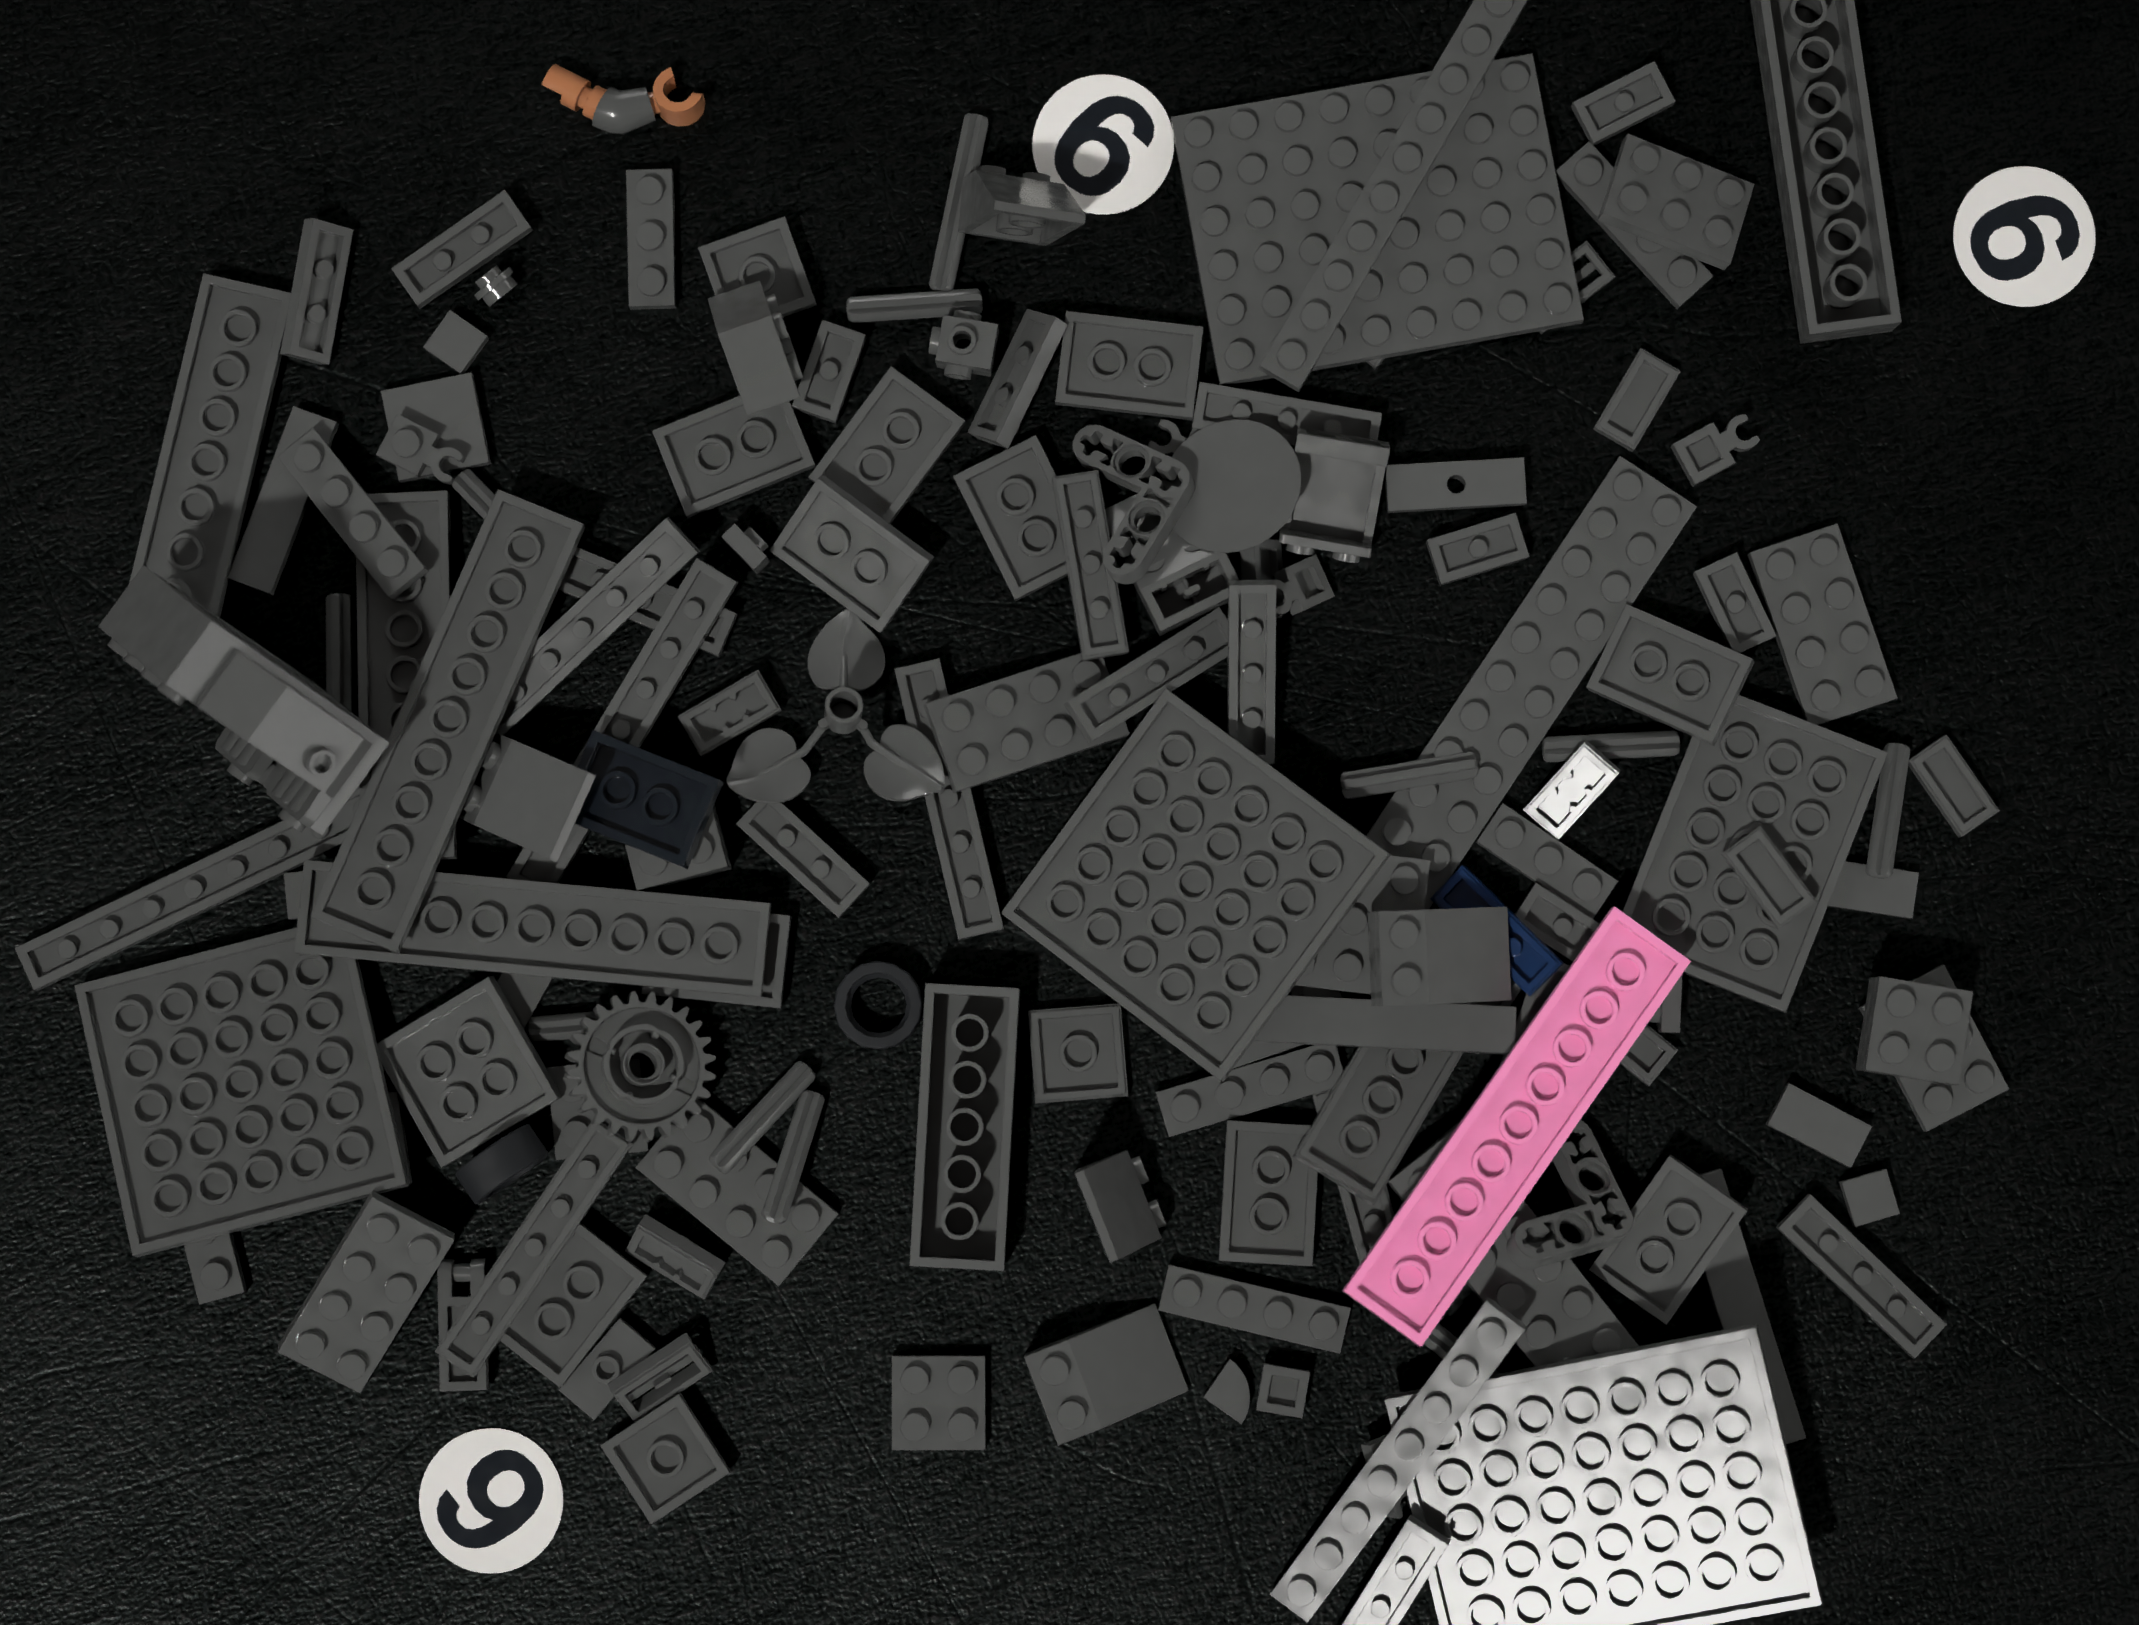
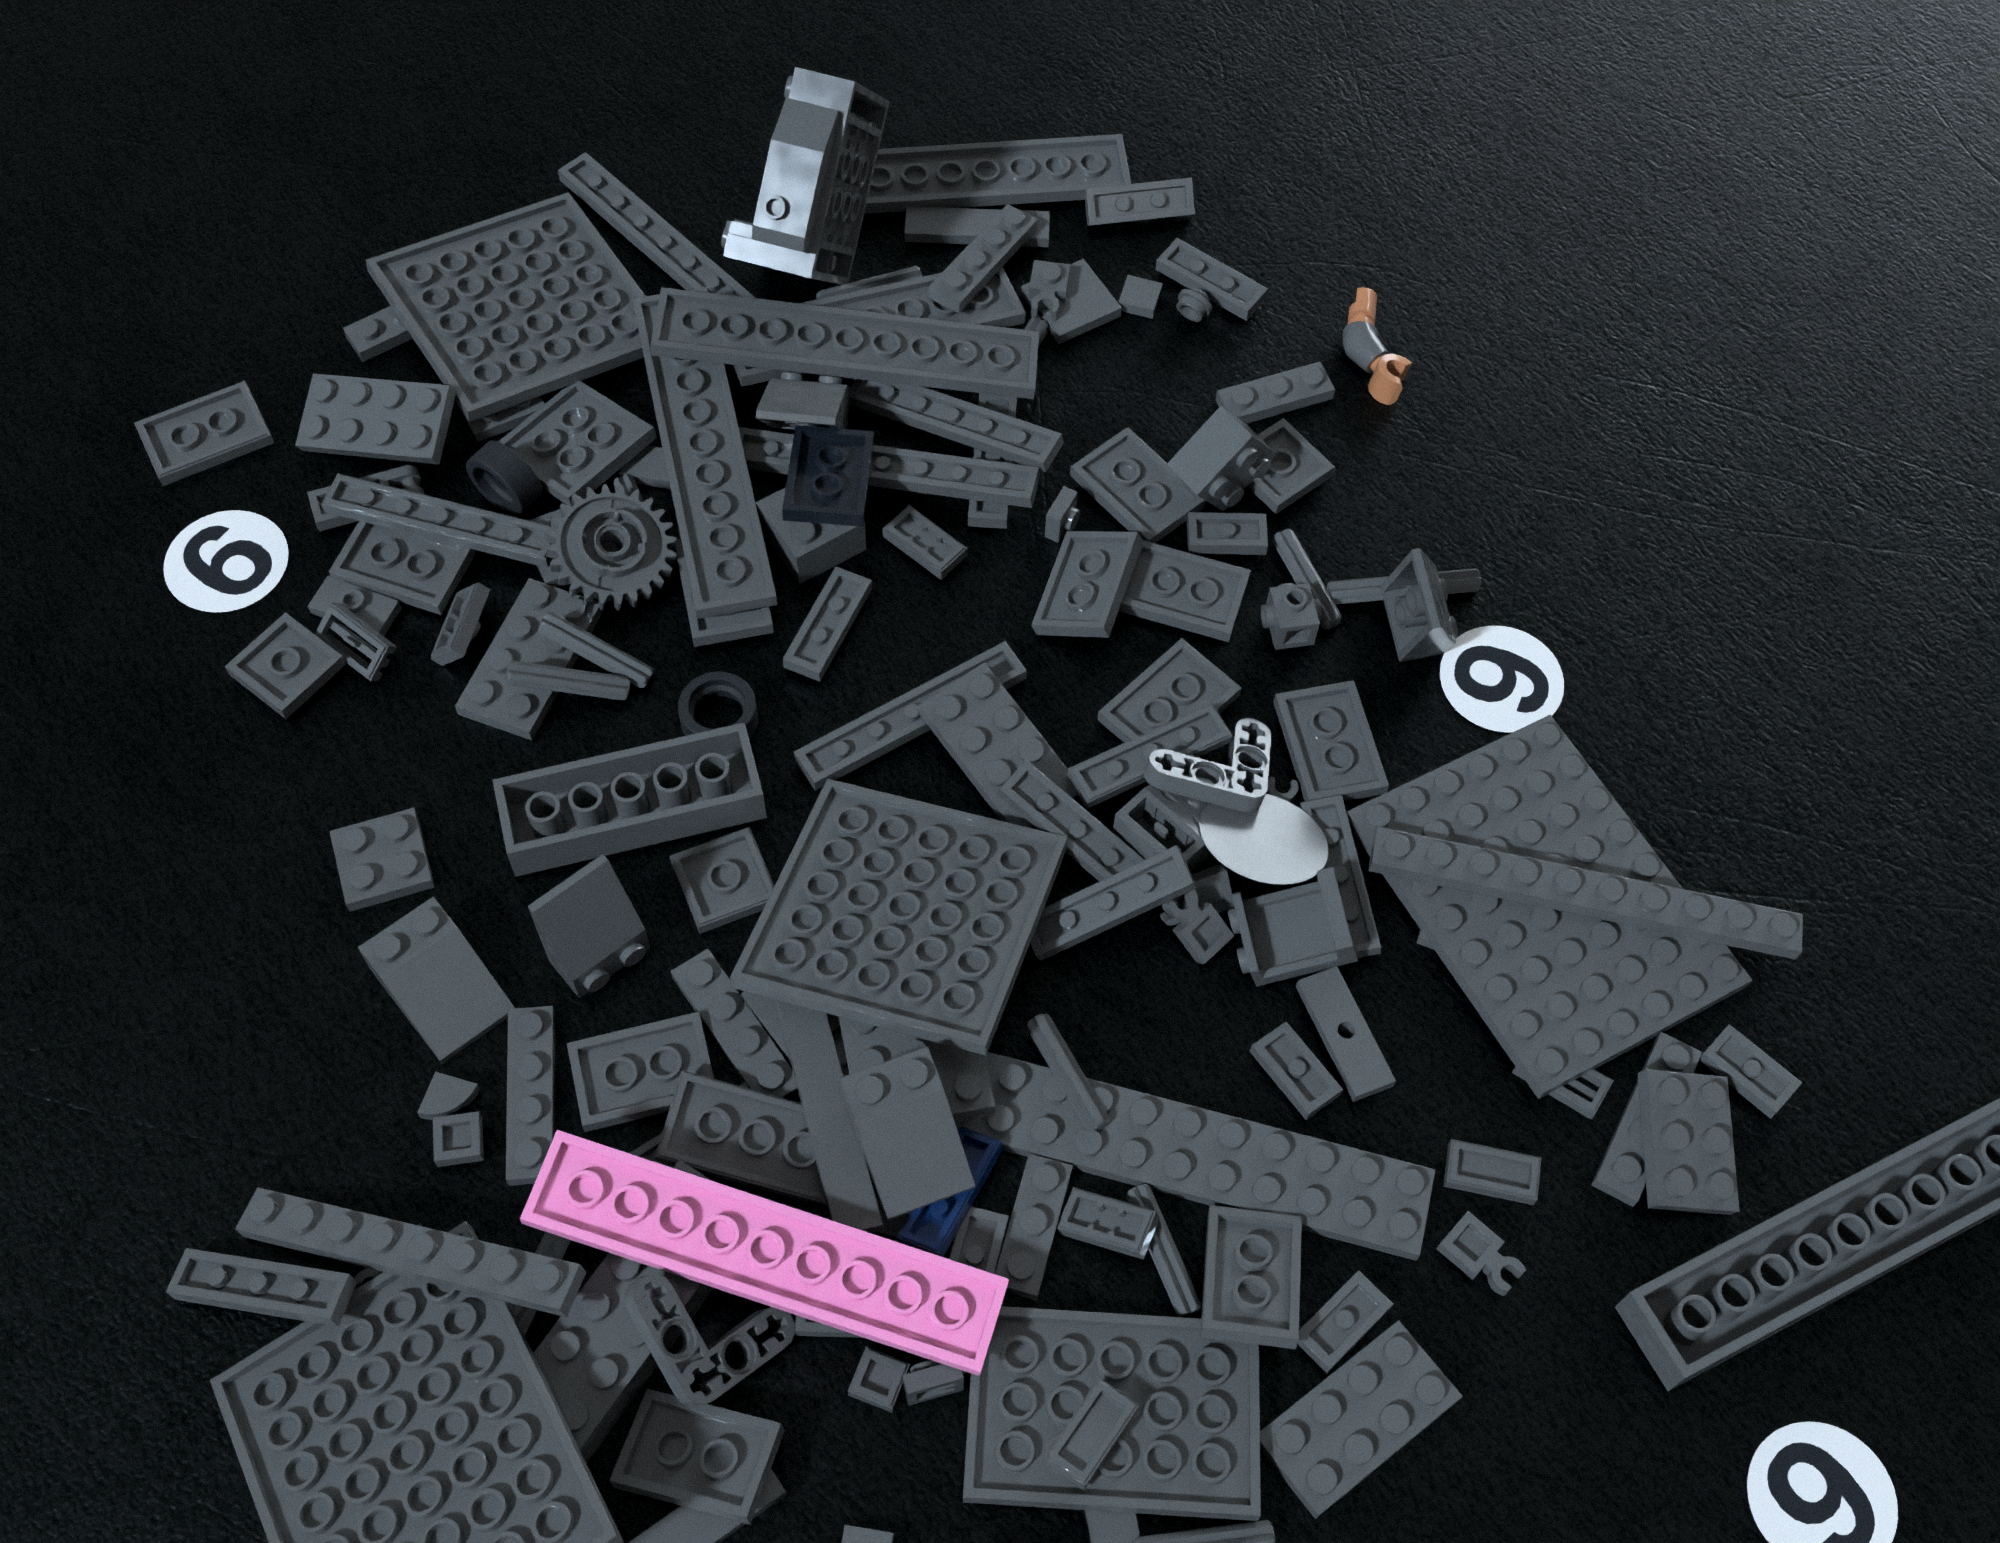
camera: 65 degrees right, 25 degrees down
(300, 1495) = (203, 433): none -> dark grey tile
(853, 659) = (925, 663): dark grey plant -> none
(1017, 378) = (1282, 665): dark grey plate -> none

